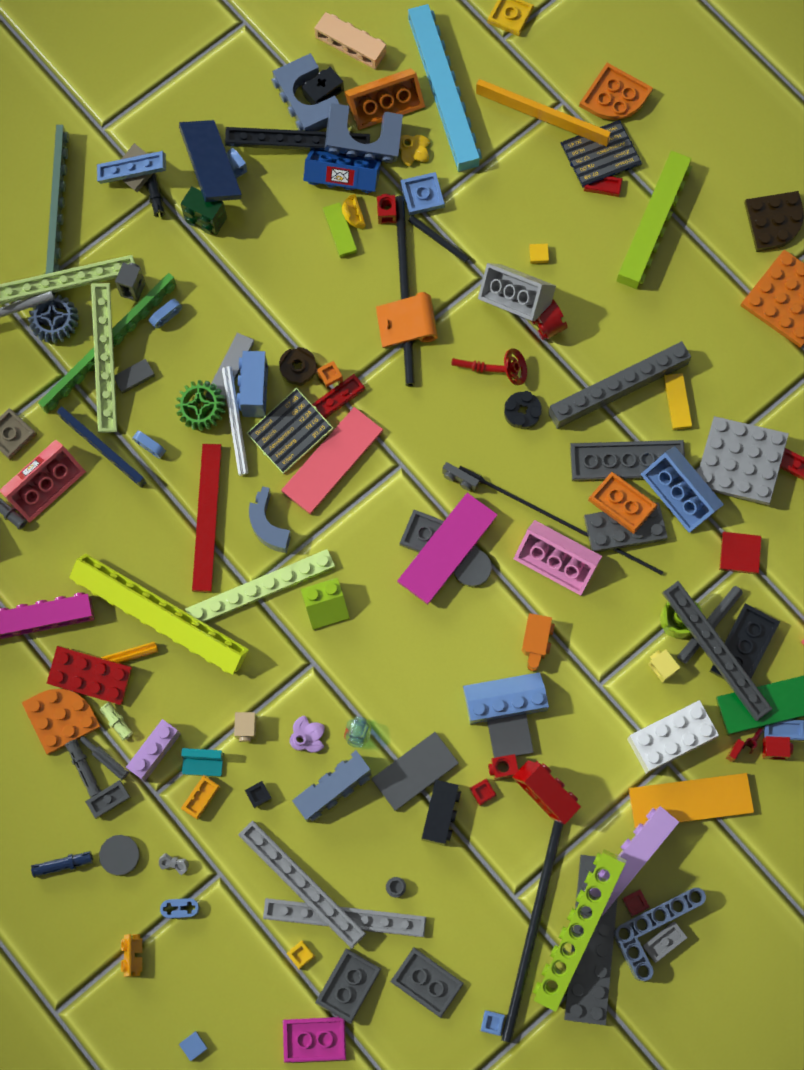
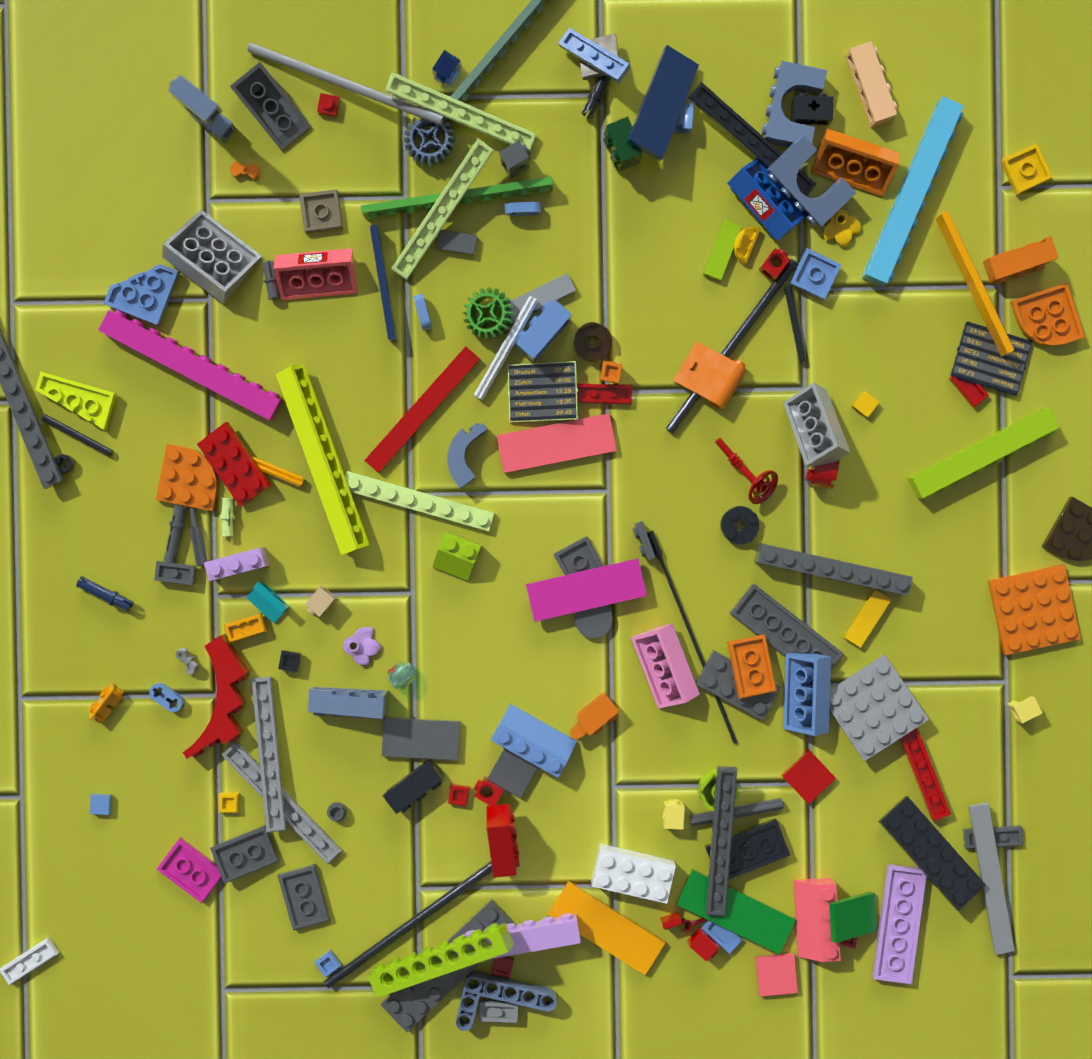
camera: 35 degrees right, 15 degrees up
(26, 260) = (446, 68): none -> clear blue brick
(119, 855) = (152, 621): dark grey tile -> none
(243, 891) = (228, 669): none -> red arch
(561, 72) = (1020, 260): none -> orange wedge

